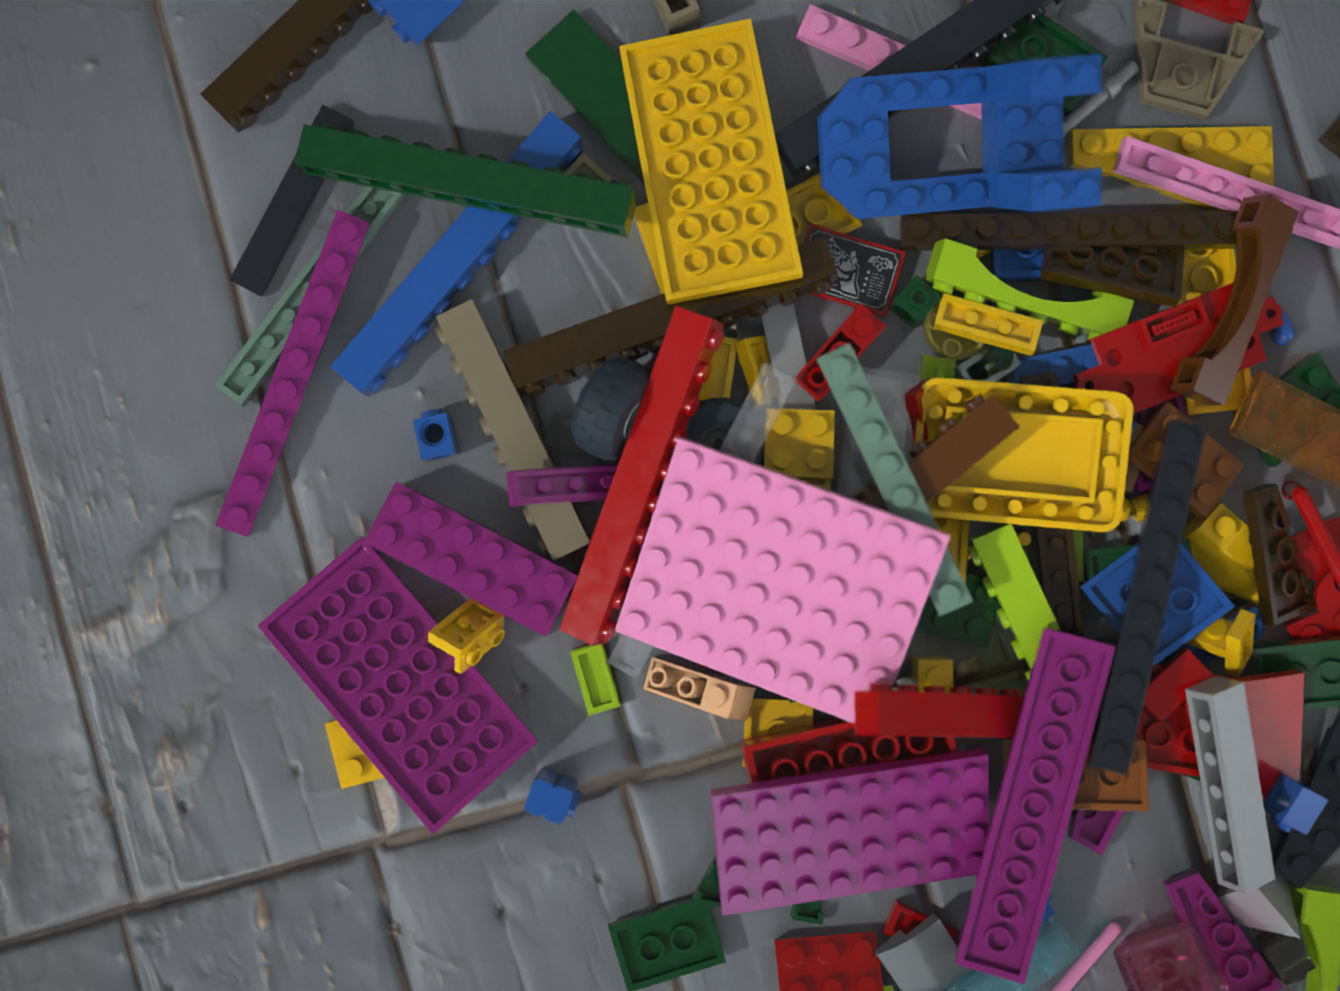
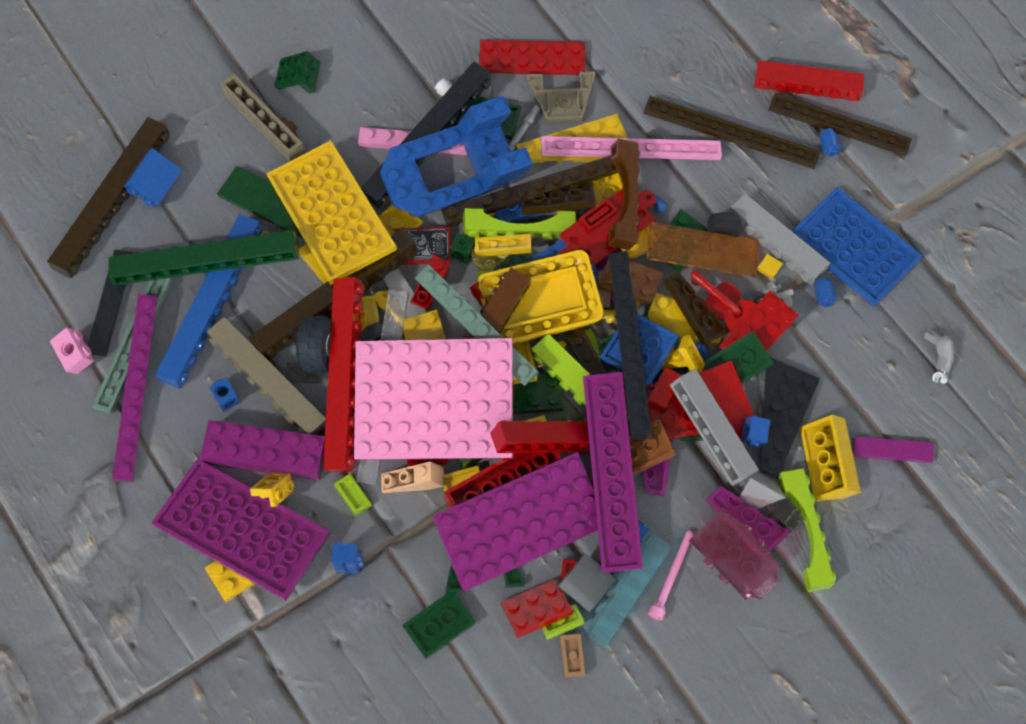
camera: 20 degrees left, 20 degrees down
(204, 274) = (72, 350): none -> bright pink brick
(559, 484) = (299, 392): magenta tile -> none

